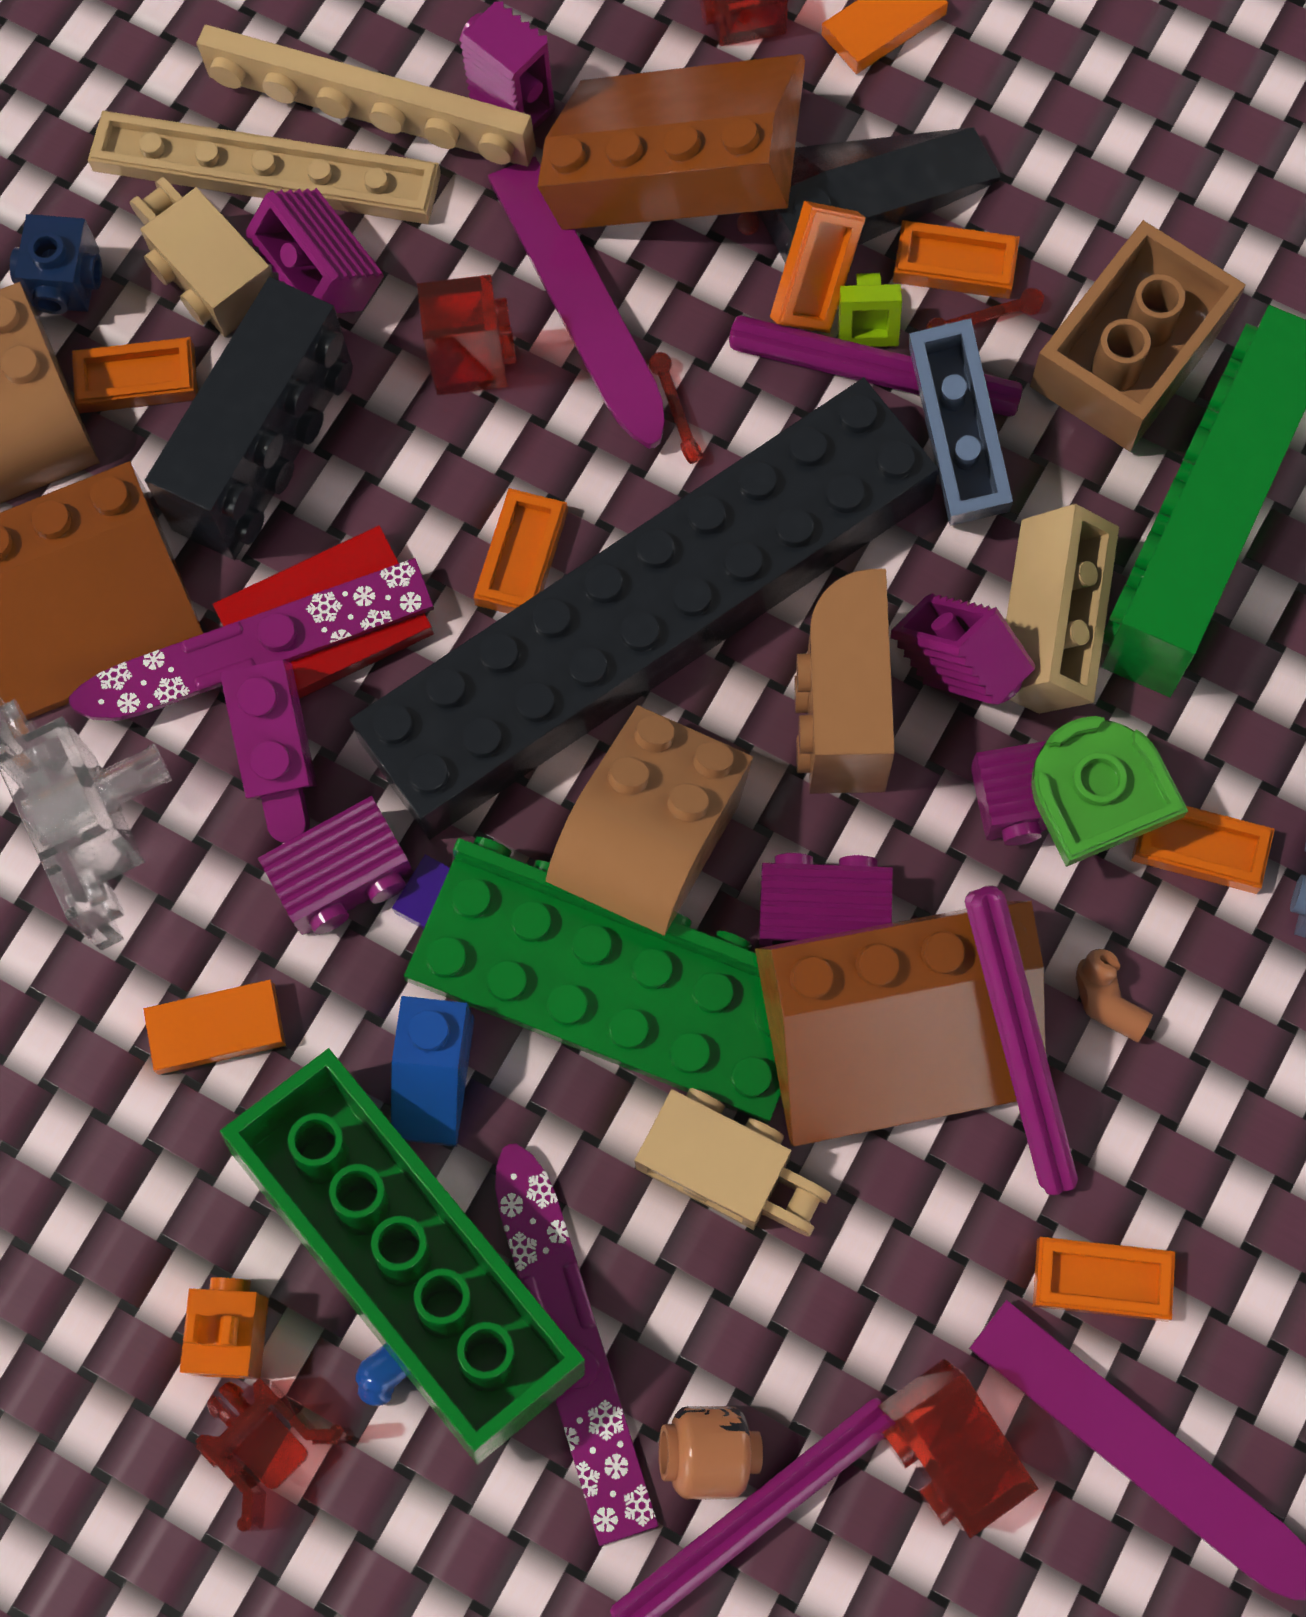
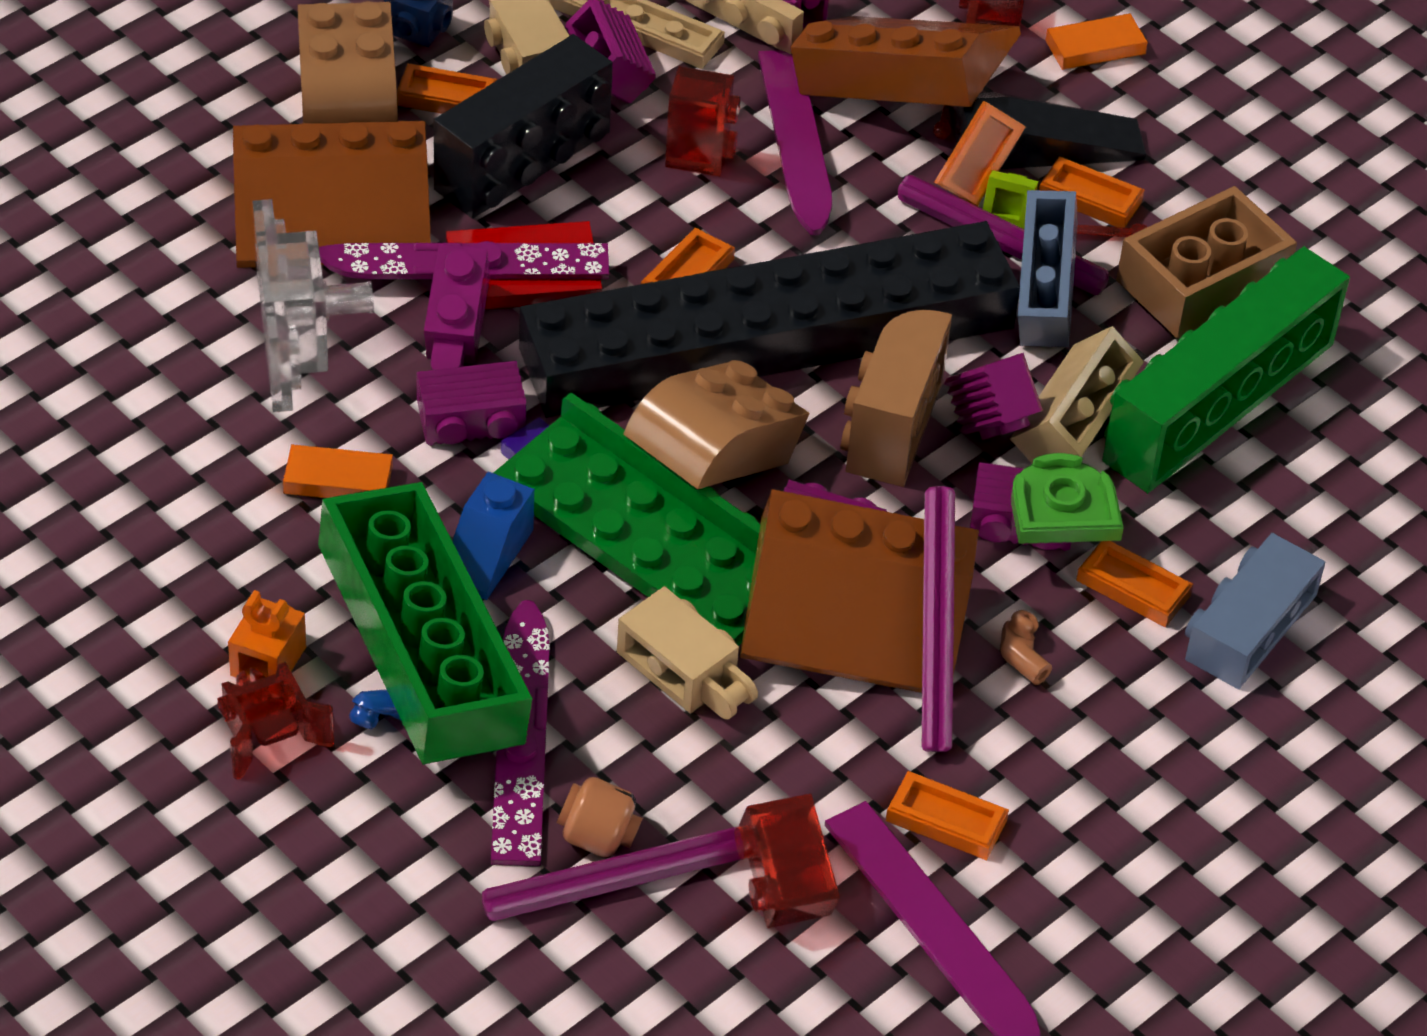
camera: 10 degrees right, 25 degrees down
(660, 365) = (840, 192): clear red hinge -> none

